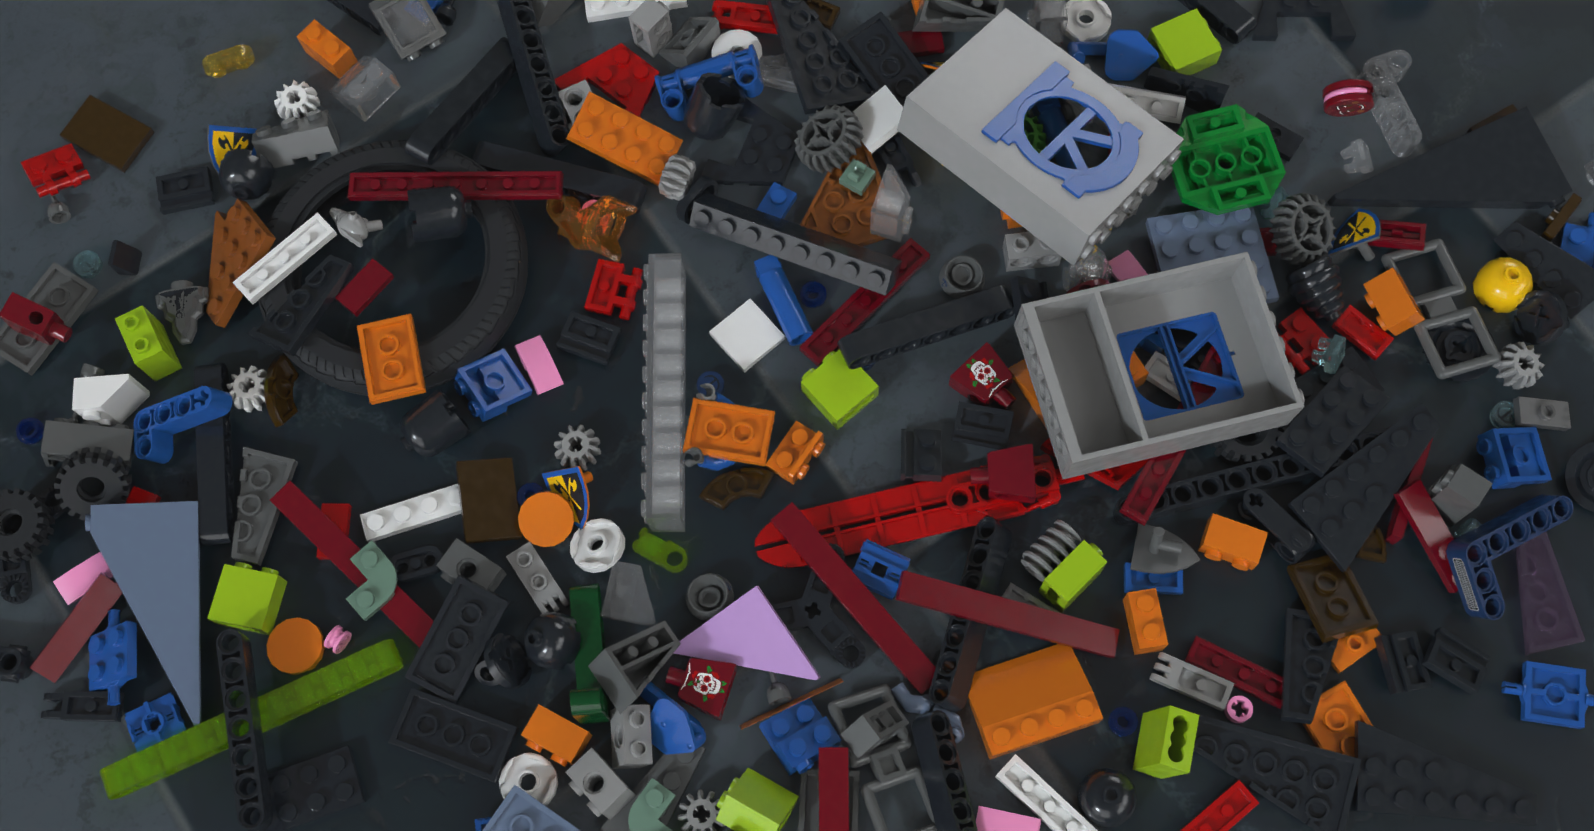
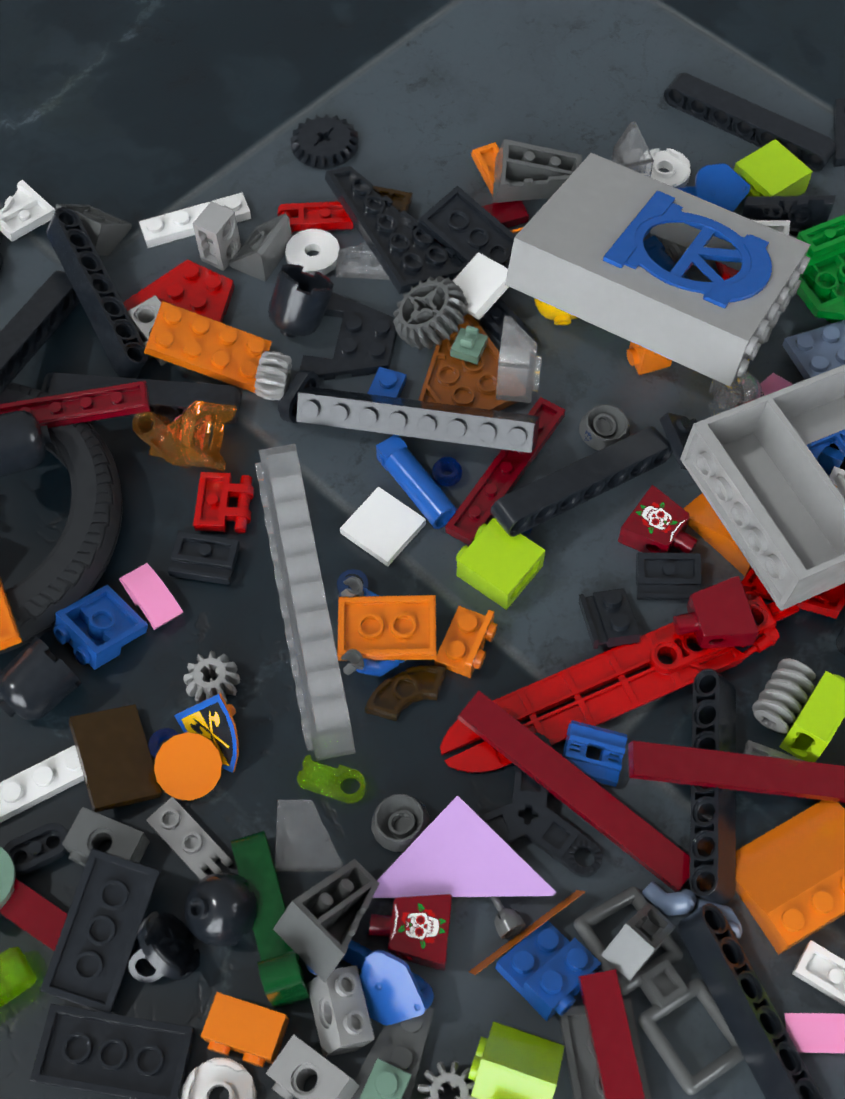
camera: 15 degrees left, 10 degrees down
(606, 555) = (263, 800): white tile -> none
(741, 64) = (321, 255): blue piece -> none
(1027, 252) = (672, 389): light grey brick -> none

